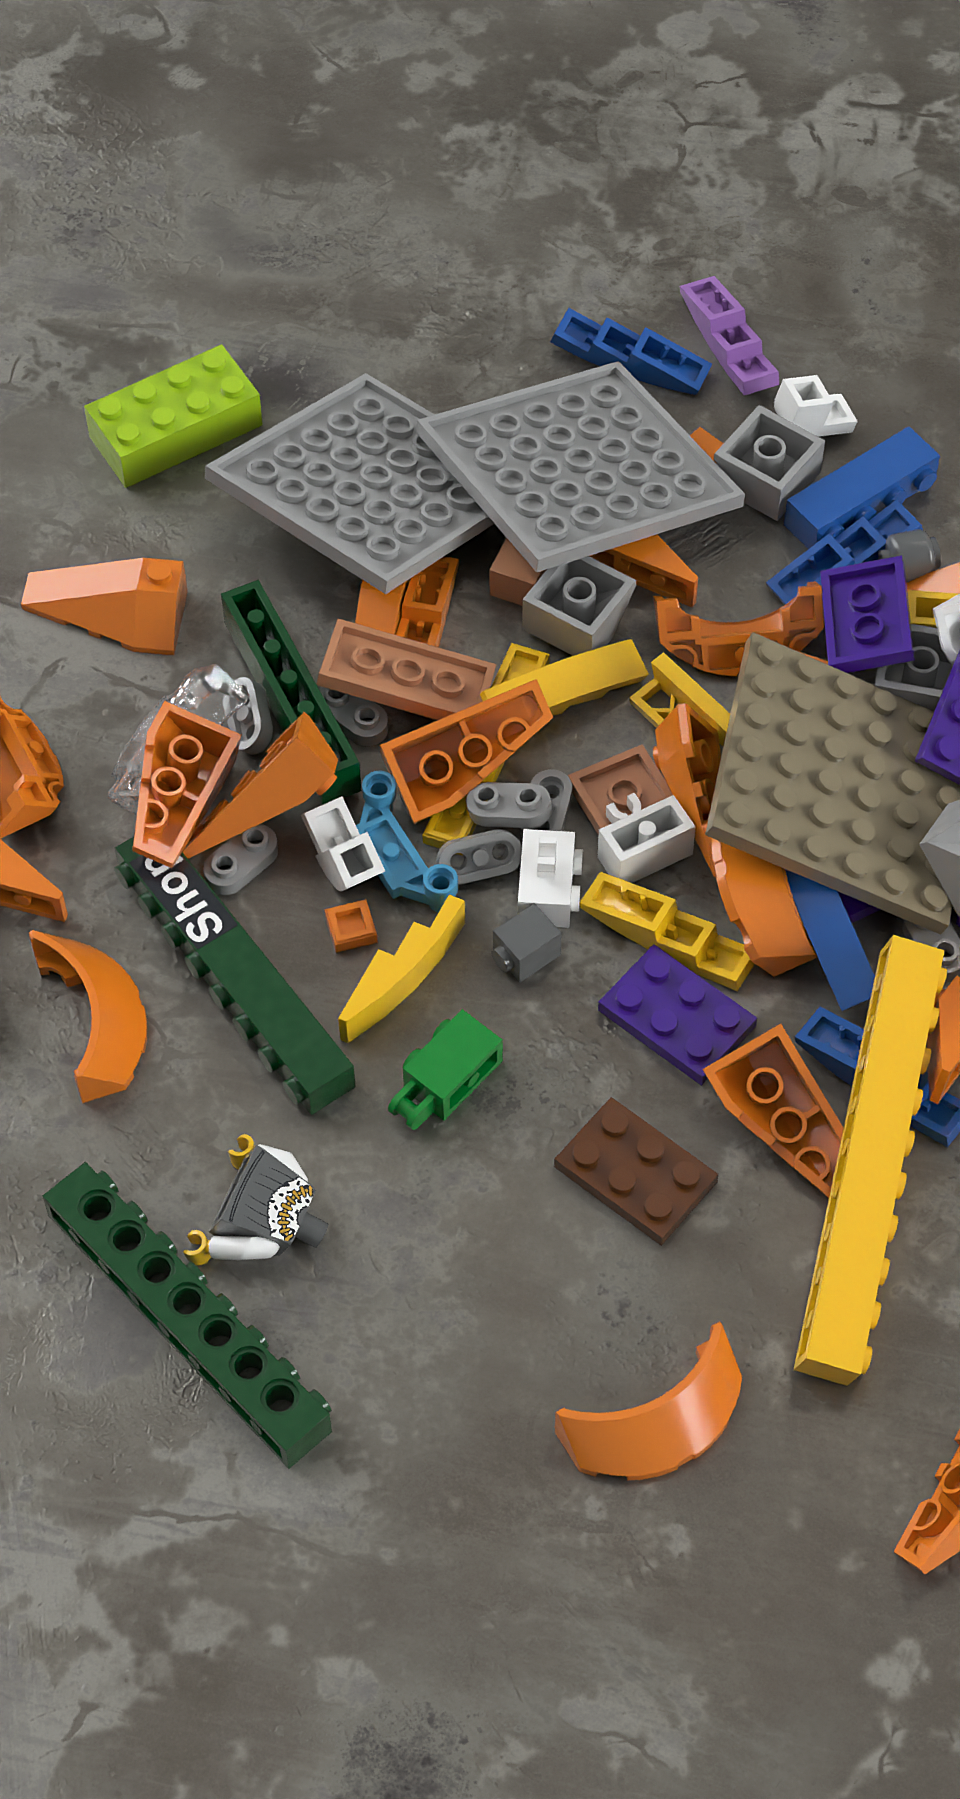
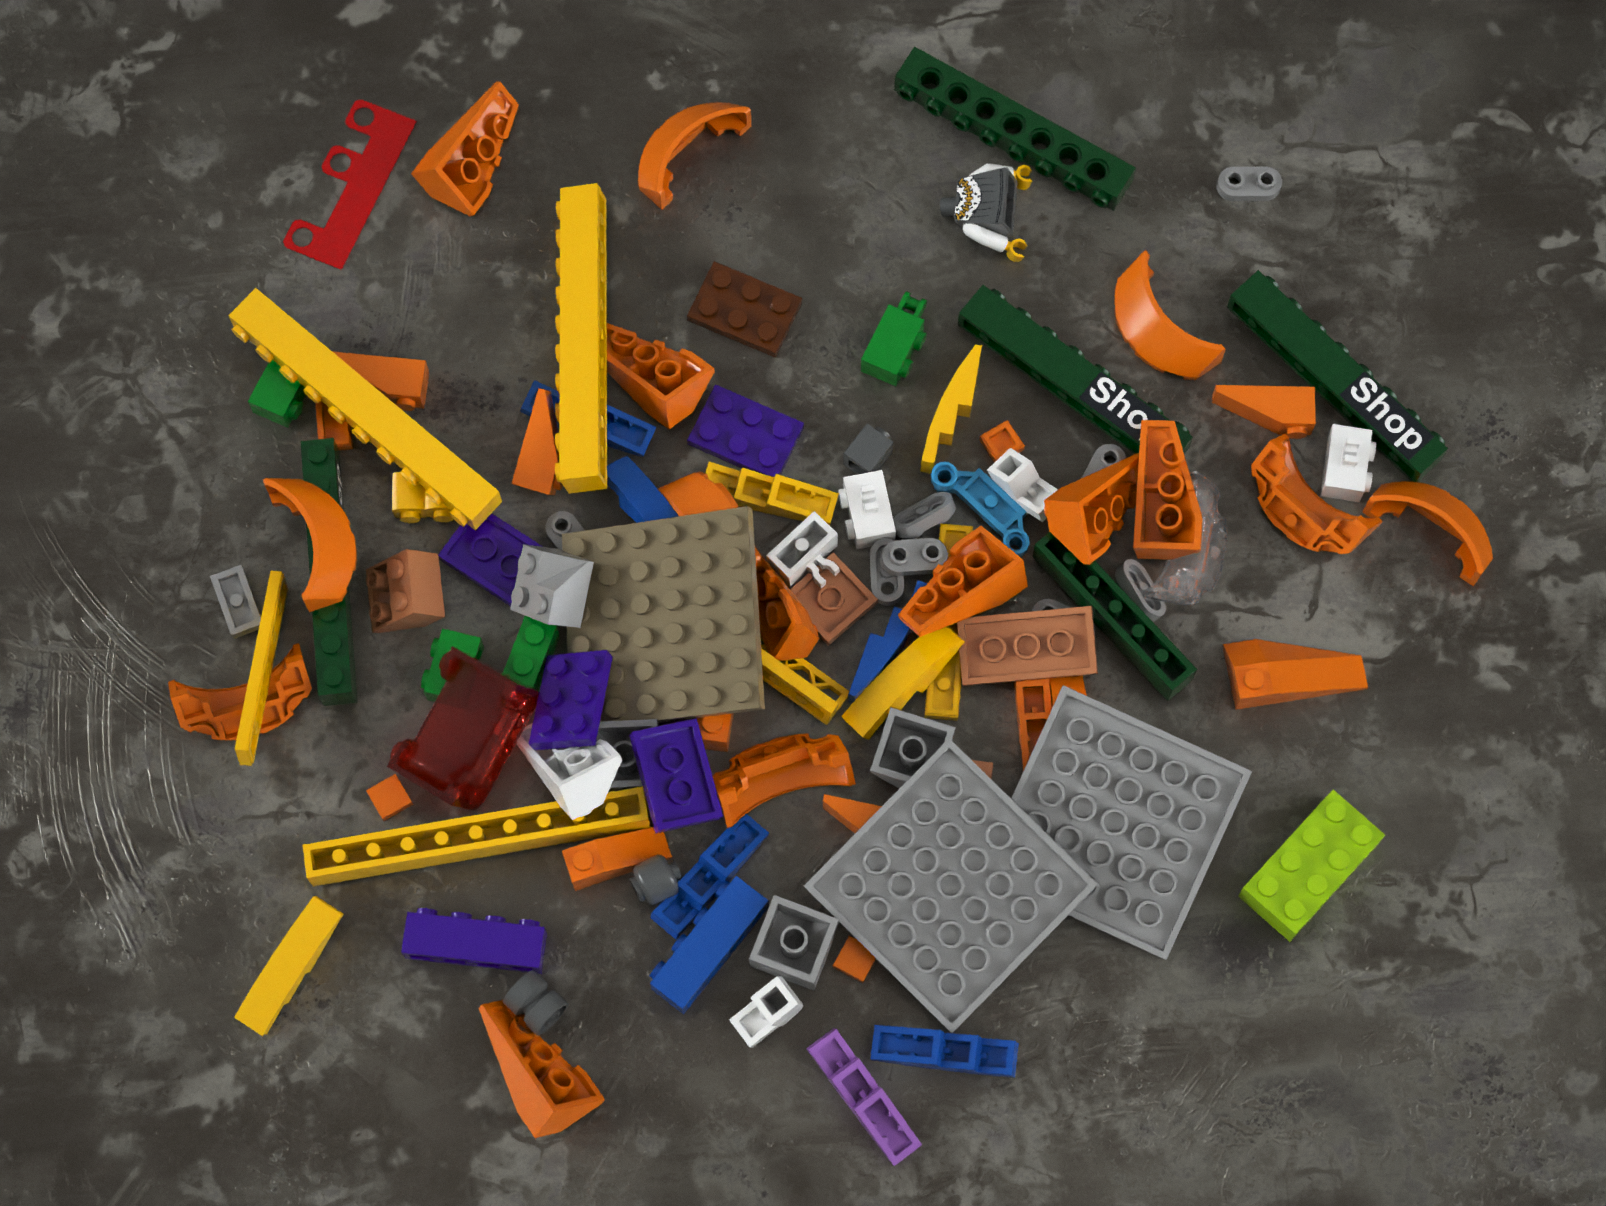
camera: 165 degrees right, 15 degrees up
(574, 724) = (881, 651): none -> blue slope

